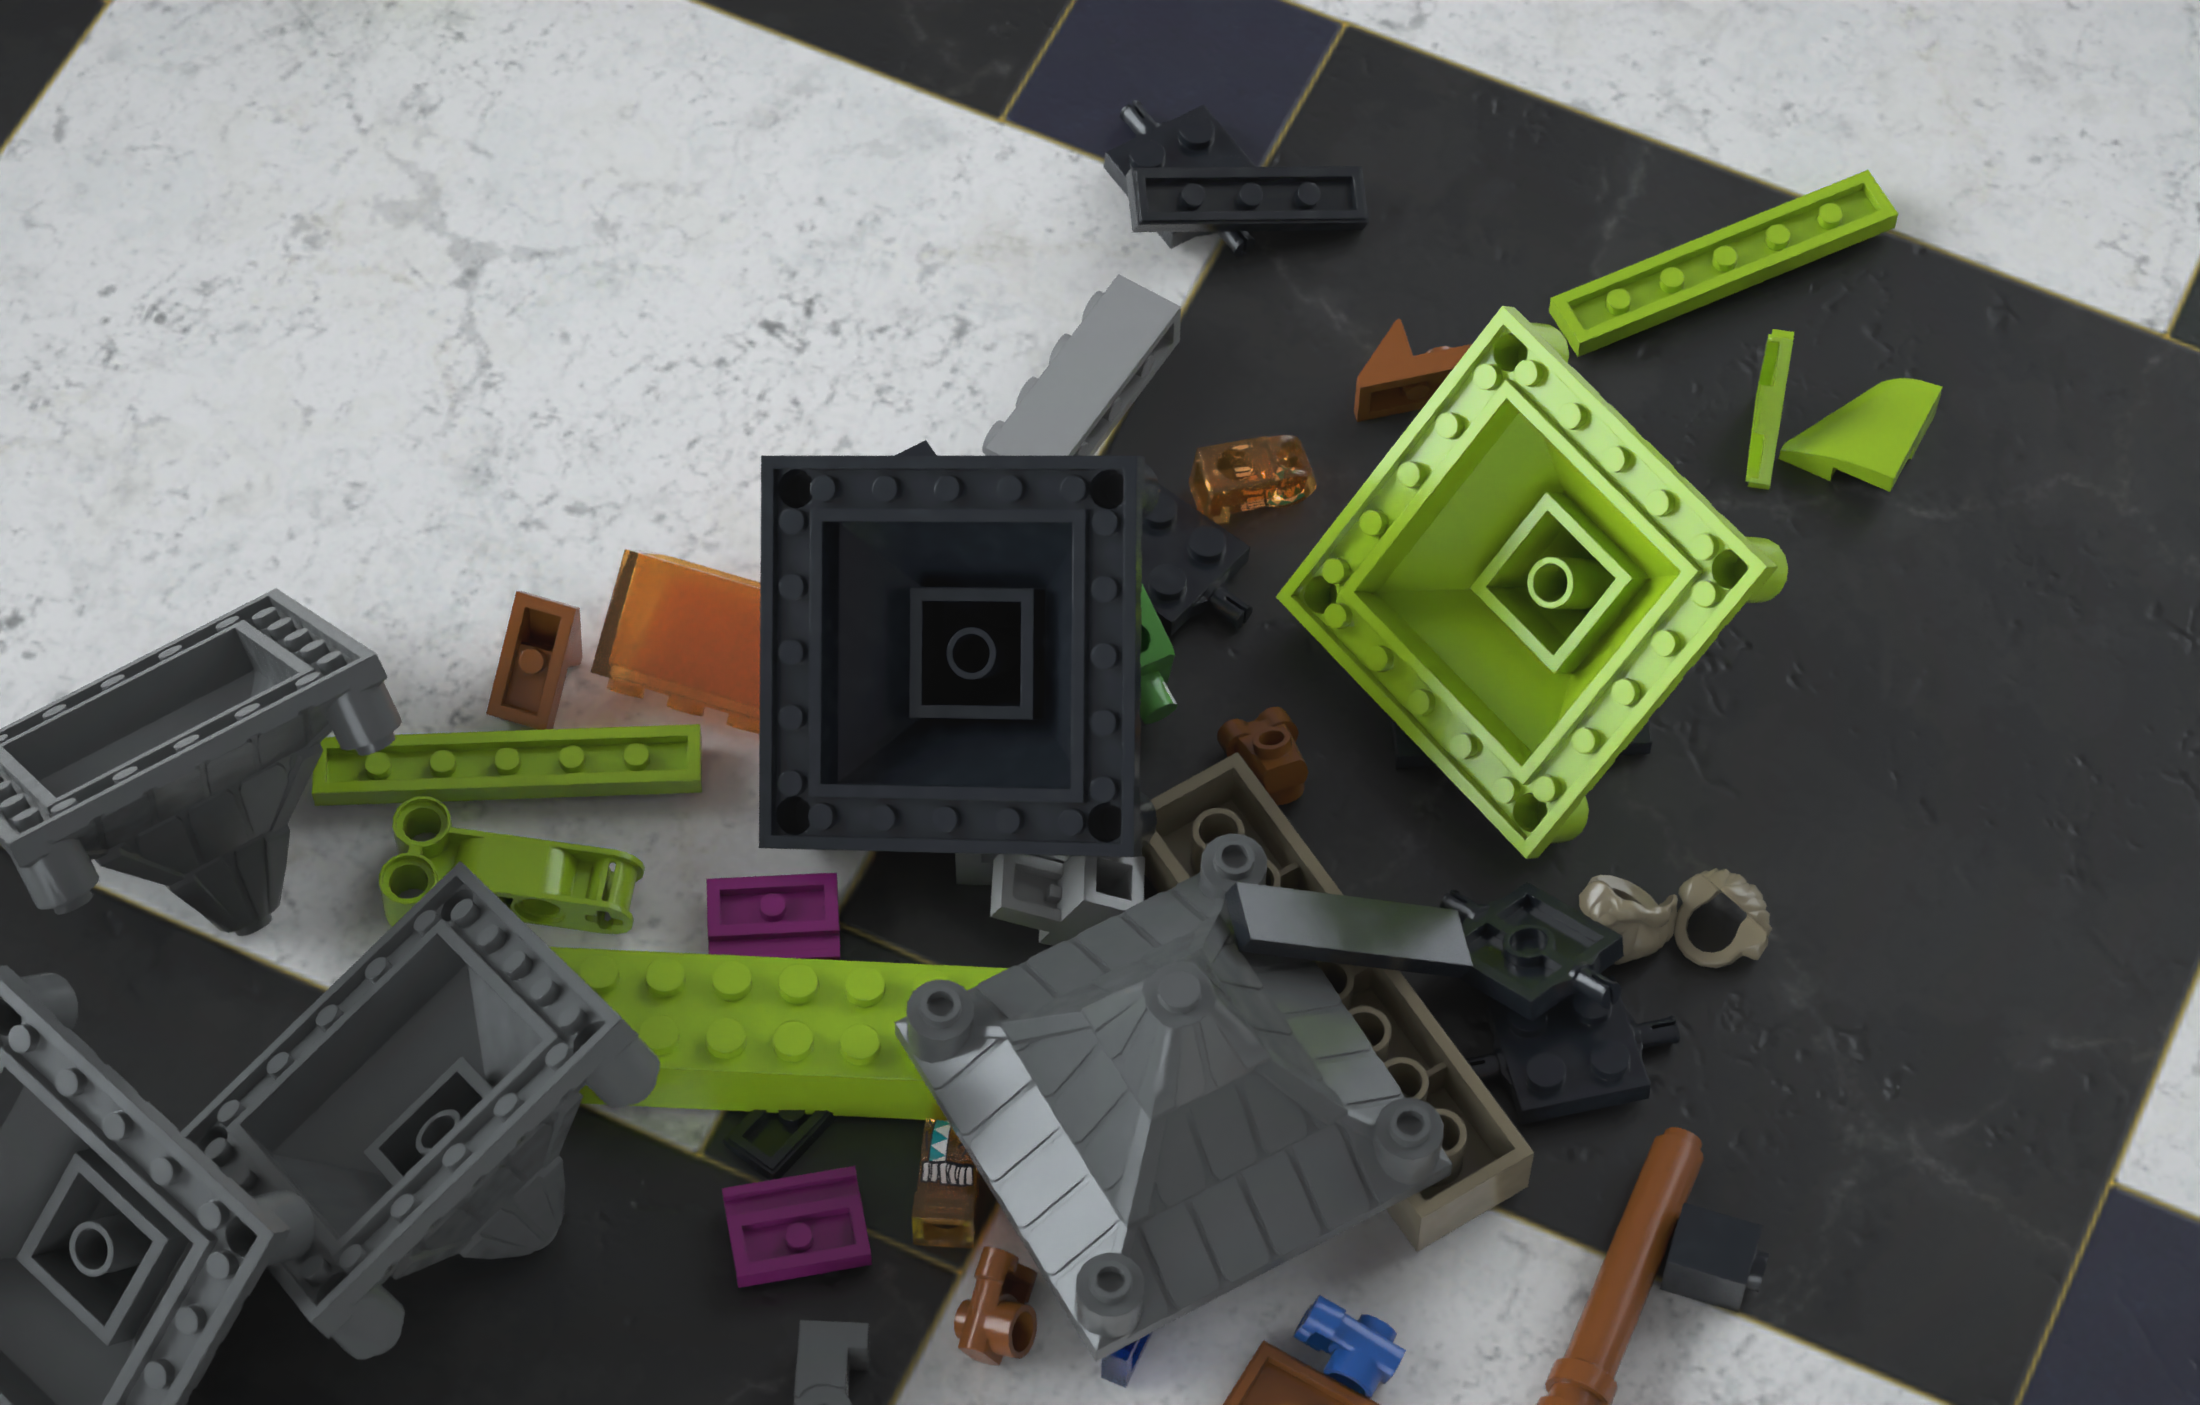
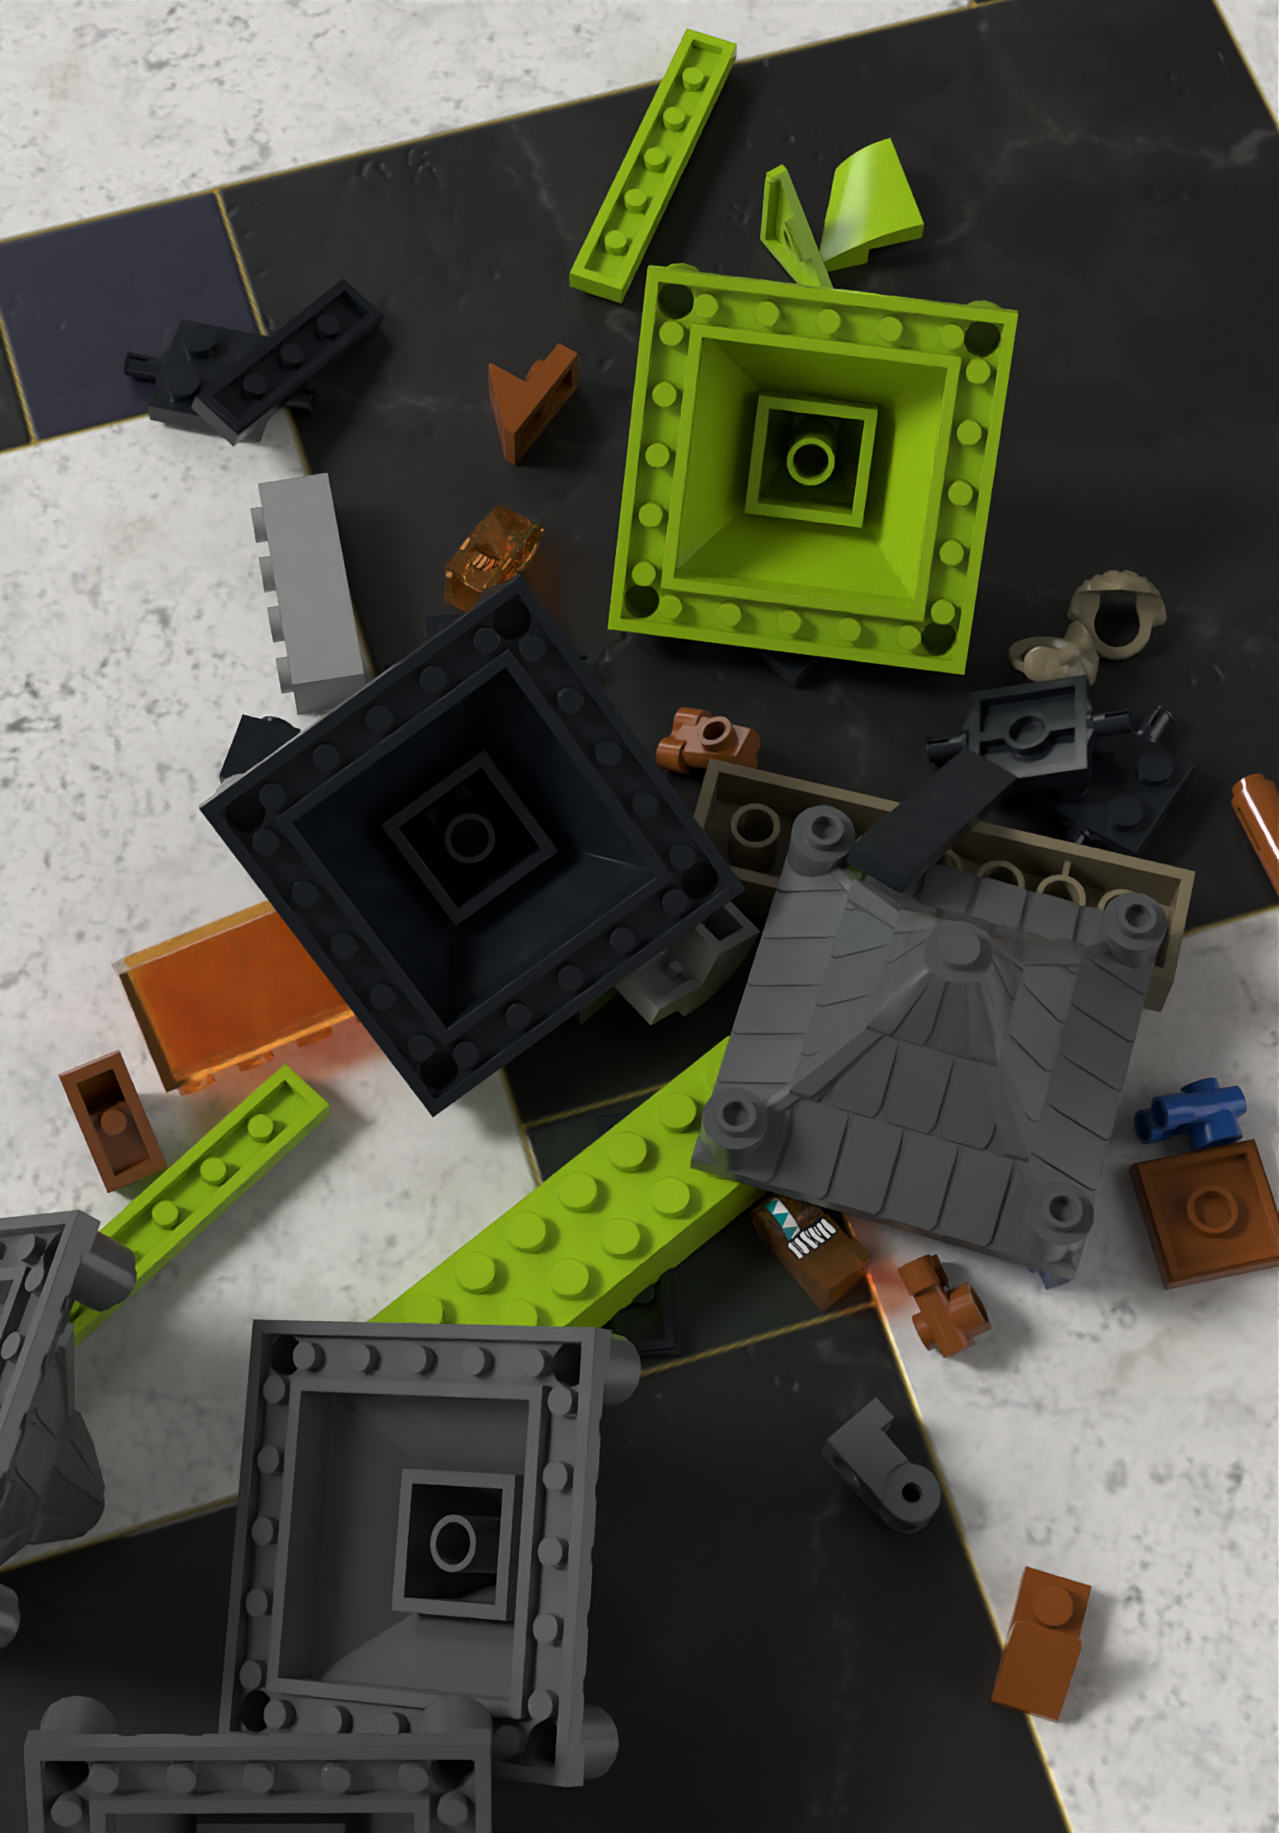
camera: 45 degrees left, 5 degrees up
(533, 877) = (279, 1283): lime piece -> none
(774, 916) = (489, 1164): magenta plate -> none
(796, 1226) = (738, 1373): magenta plate -> none

